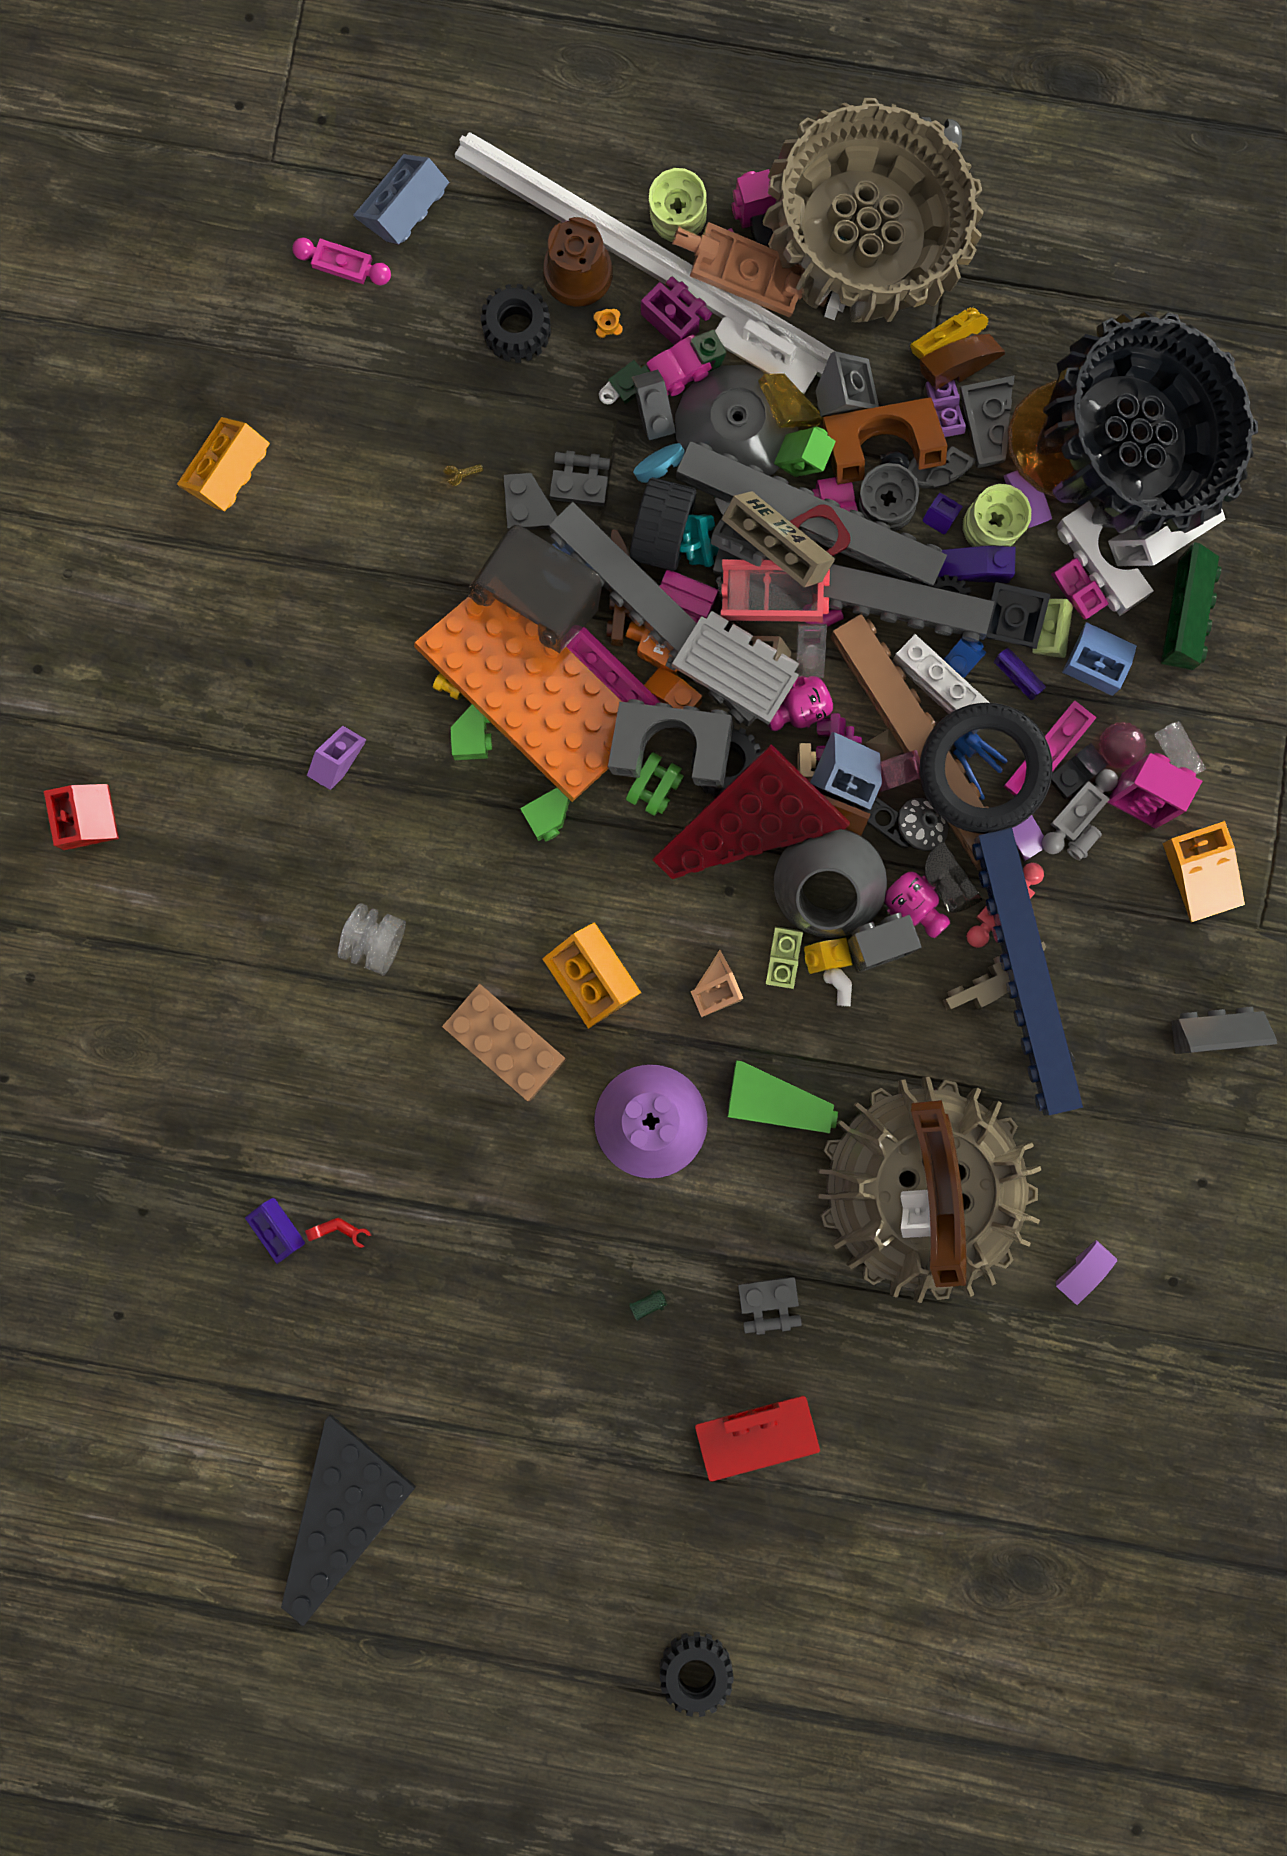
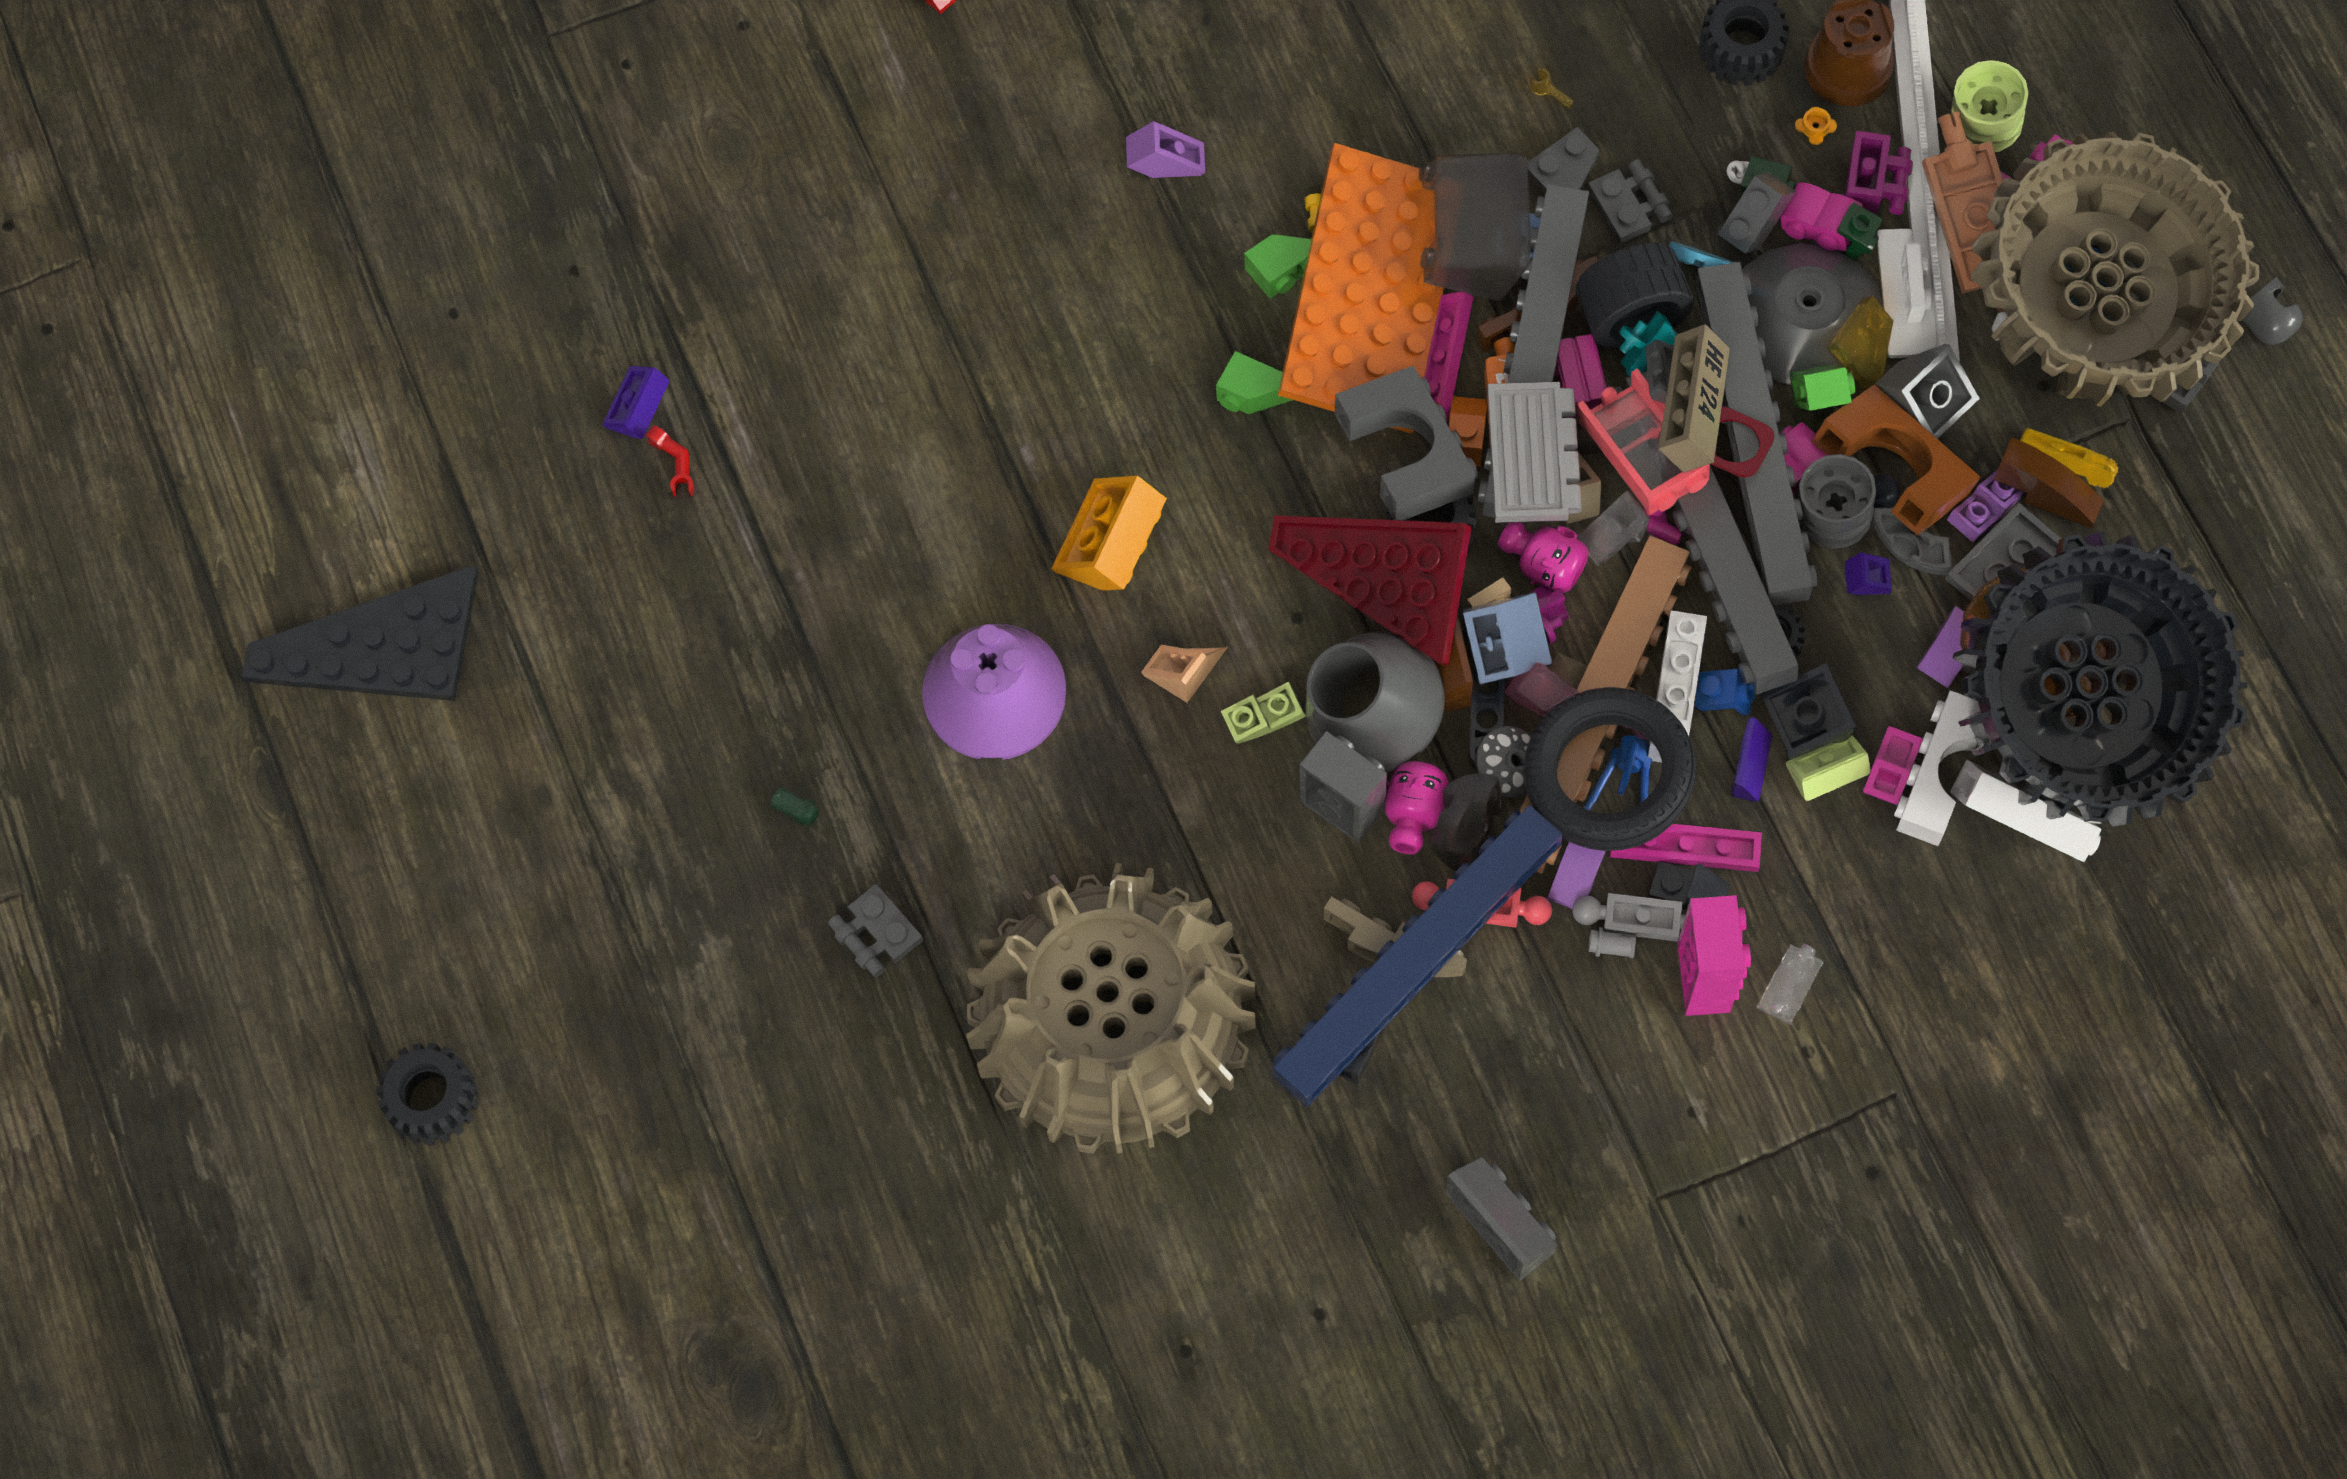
camera: 60 degrees right, 15 degrees down
(365, 936) = (998, 296): clear wheel -> none
(504, 1042) = (978, 492): medium nougat brick -> none
(658, 800) = (1354, 467): bright green brick -> none
(757, 1438) = (723, 1006): red bracket -> none
(773, 1101) = (1097, 794): bright green slope -> none
(827, 955) = (1290, 749): yellow bracket -> none
(841, 983) = (1276, 788): white arm -> none
(915, 1214) = (1069, 978): white bracket -> none
(944, 1193) = (1112, 982): reddish brown arch -> none
(980, 564) = (1837, 640): dark purple slope -> none
(1001, 505) = (1909, 608): yellowish green wheel -> none
(1087, 1273) = (1131, 1240): medium lavender slope -> none
(1100, 659) = (1828, 829): medium blue slope -> none
(1122, 745) = (1763, 920): clear pink hat -> none
(1191, 608) = (1957, 888): dark green slope -> none
(1206, 871) = (1672, 1089): slope -> none

